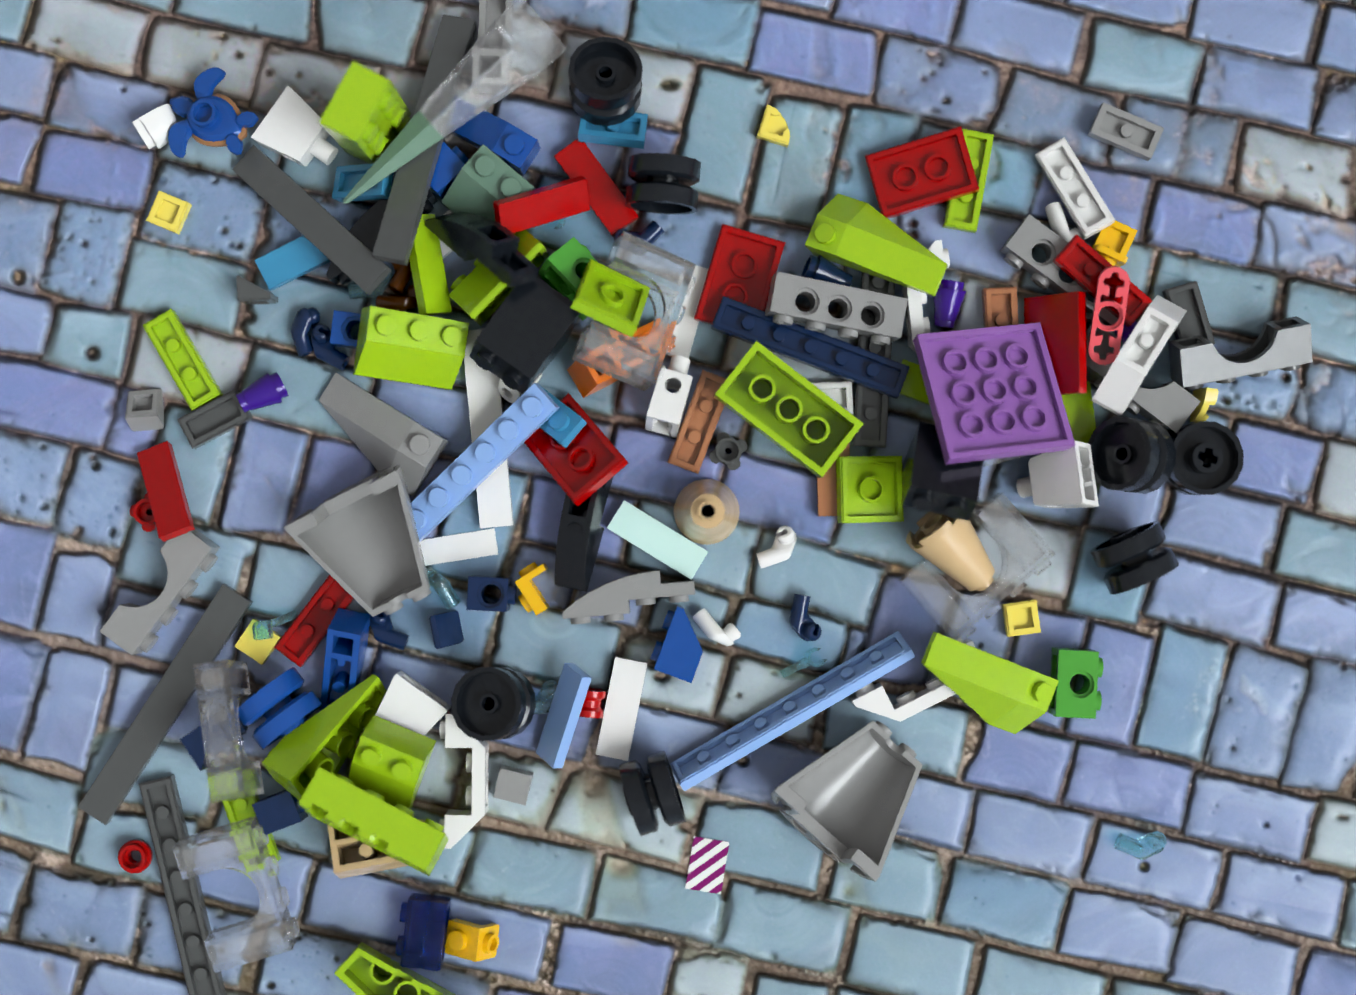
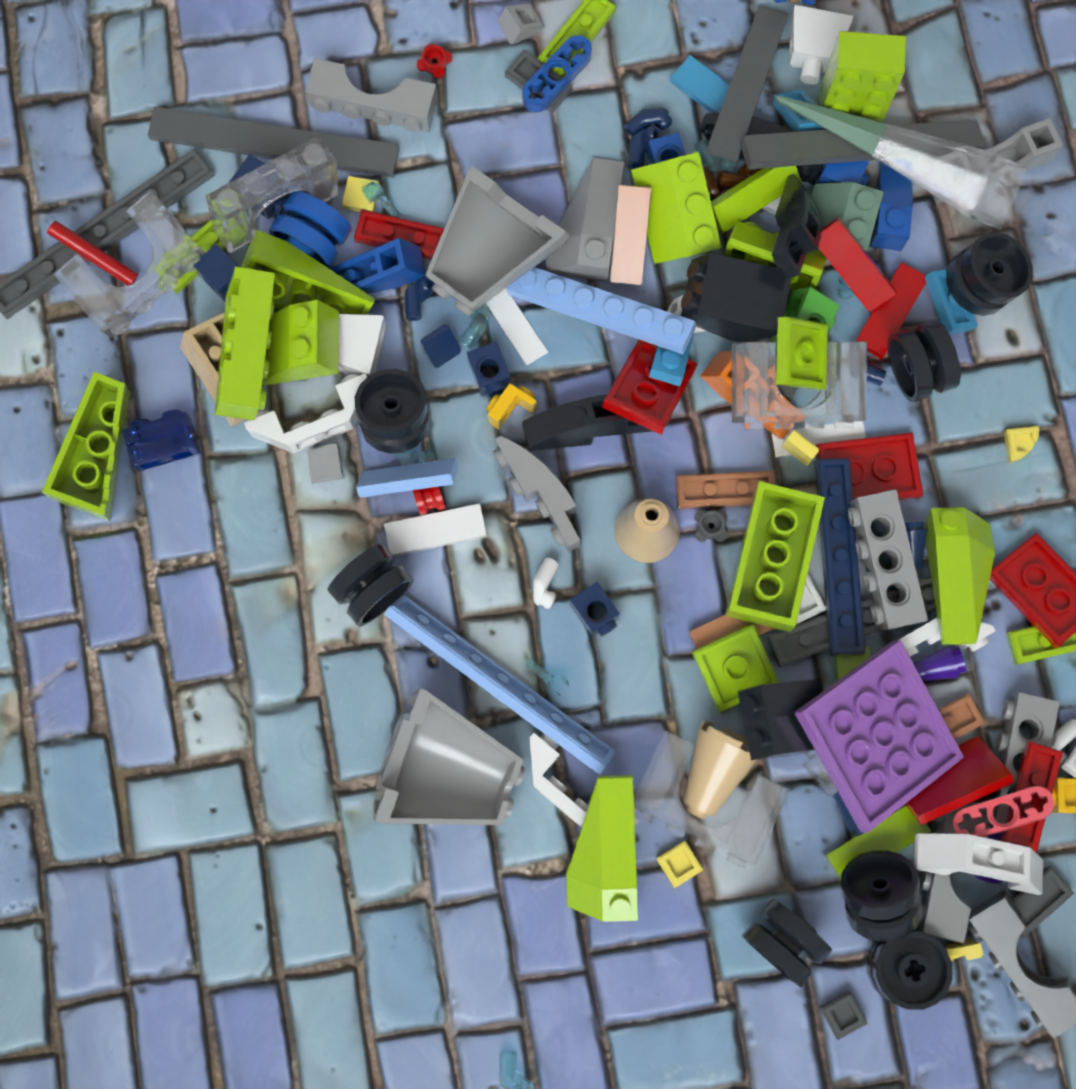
camera: 65 degrees right, 10 degrees down
(128, 863) = (125, 164): red plate -> none
(165, 491) = (458, 63): red tile -> none
(207, 926) = (92, 253): none -> red piece
(217, 373) = (560, 60): none -> blue beam
(252, 294) = (660, 64): dark grey slope -> none
(262, 393) = (579, 107): dark purple cone -> none
(416, 402) = (630, 234): none -> tile
(471, 940) = (170, 486): yellow bracket -> none
(484, 408) = (583, 336): white tile -> none
(657, 539) = (602, 497): light aqua tile -> none
(667, 407) = (734, 450): white torso -> none
(680, 649) = (513, 557): blue slope -> none
(693, 335) = (800, 448): none -> light yellow tile
(707, 865) = (323, 670): sticker -> none
(749, 586) = (595, 595): none -> dark blue brick
(781, 548) = (645, 611): white arm -> none
(801, 621) = (586, 657): dark blue arm -> none
(1061, 479) = (829, 840): white torso -> none
(1065, 665) = (620, 941): bright green brick -> none
(1211, 532) = (843, 1015): none -> dark grey tile

